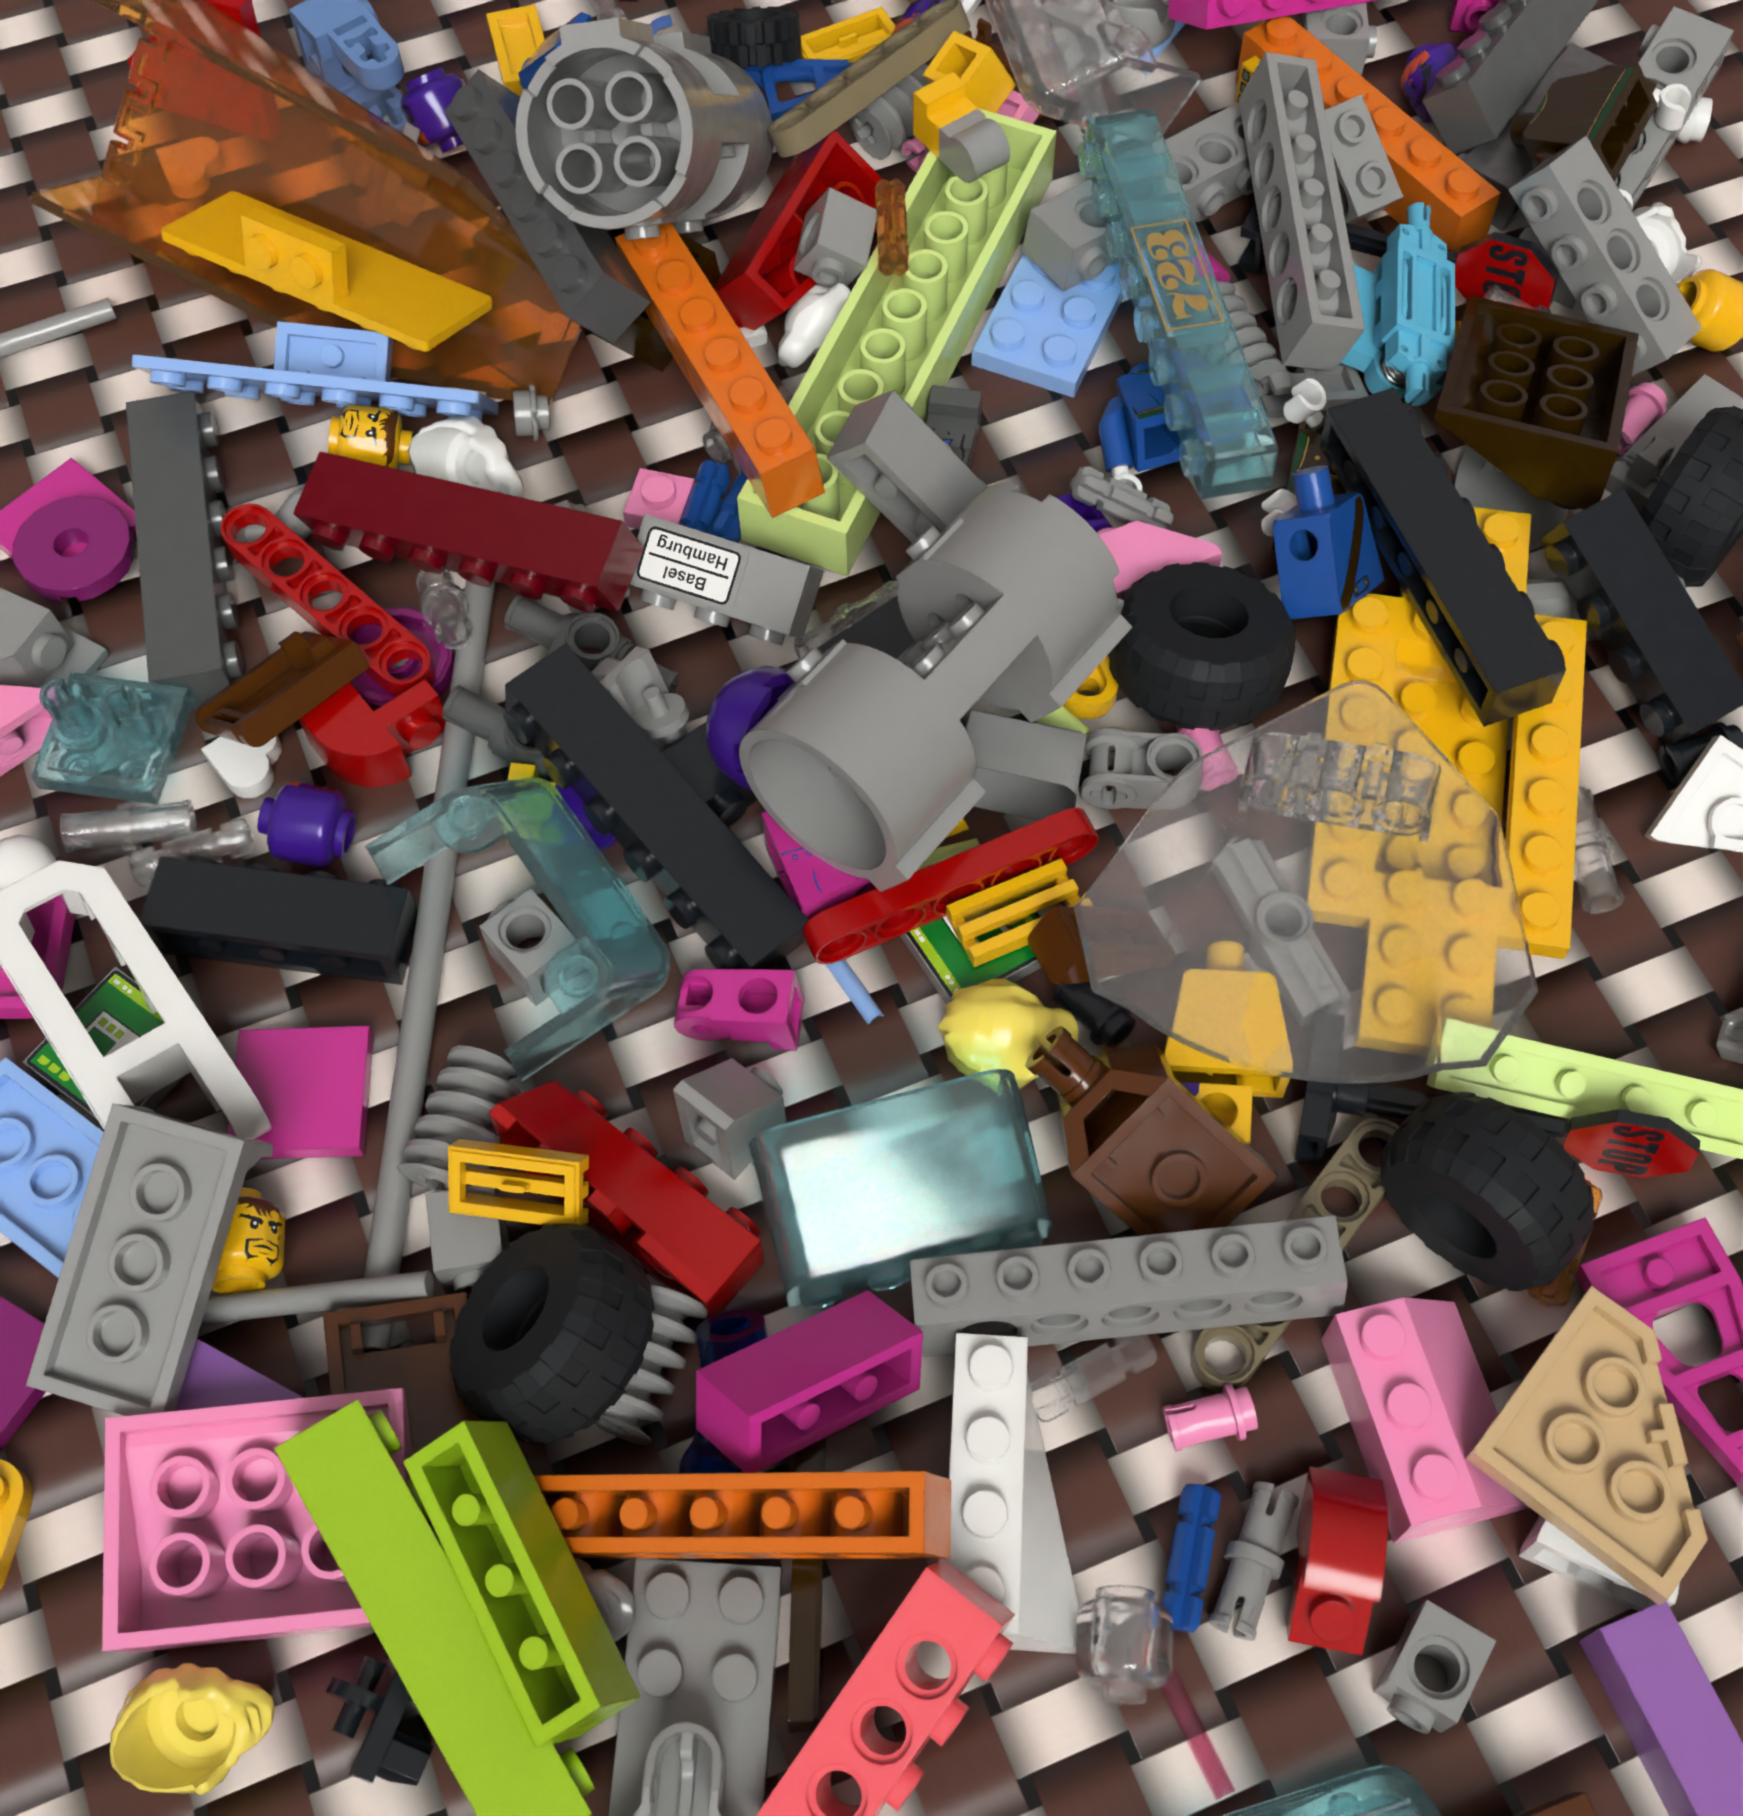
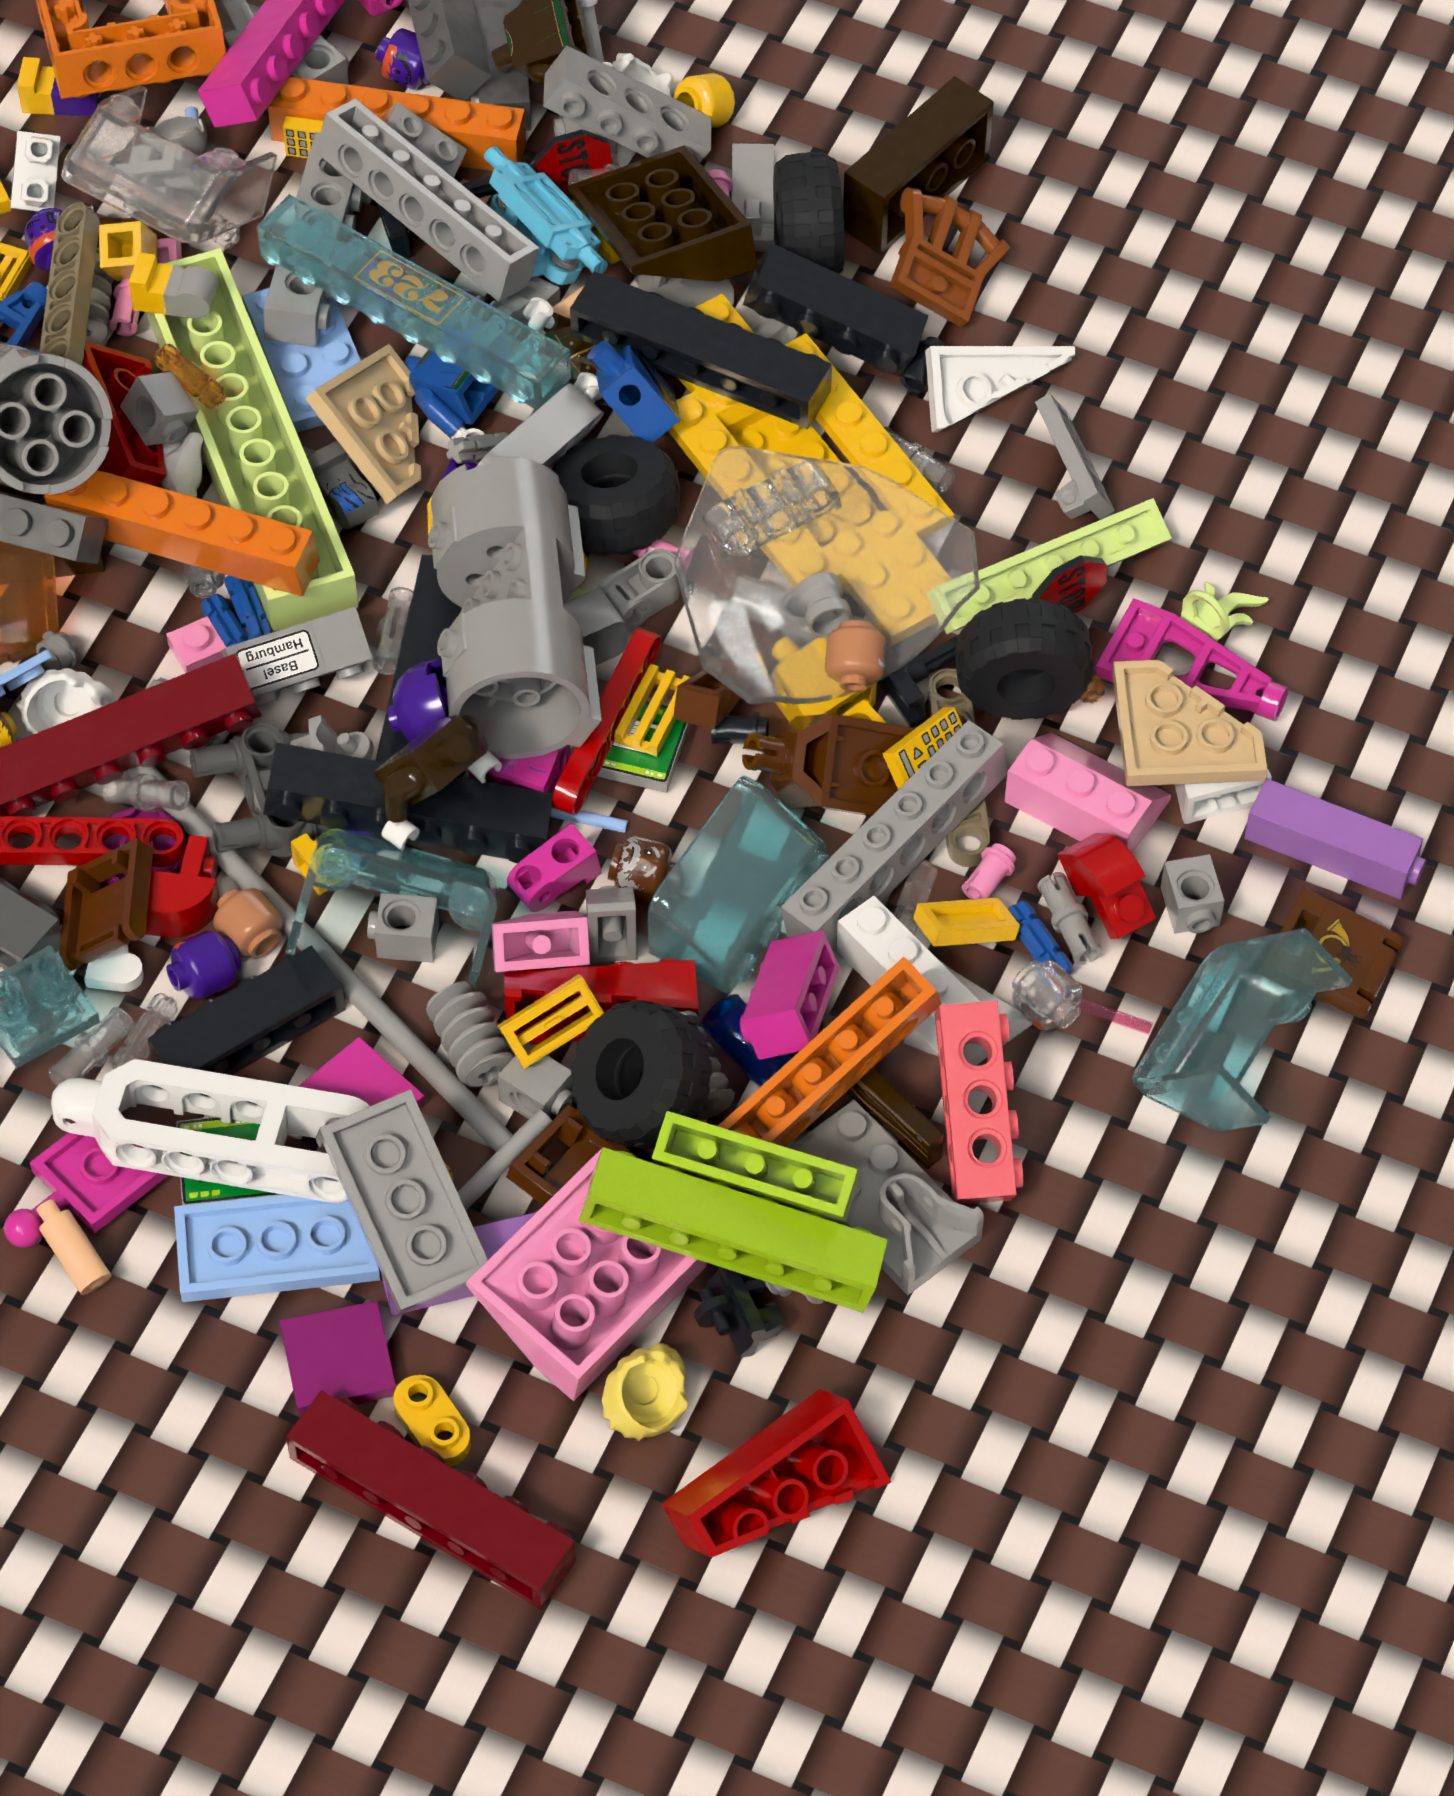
camera: 45 degrees left, 5 degrees down
(386, 802) = (249, 921): none -> nougat head
(621, 1075) = (541, 941): none -> bright pink slope
(672, 785) = (427, 767): none -> dark brown torso
(824, 1076) = (640, 865): none -> reddish brown head
(903, 466) = (365, 516): light grey brick -> none
(999, 1028) = (704, 774): light yellow hair -> none
(1040, 394) = (374, 420): none -> tan plate
(1117, 1460) = (966, 921): none -> yellow tile
(1176, 526) = (551, 429): none -> light grey beam
(1261, 1197) = (921, 744): none -> yellow tile
(1276, 1028) = (855, 655): none -> nougat head
(1301, 935) = (822, 599): none -> light grey wheel

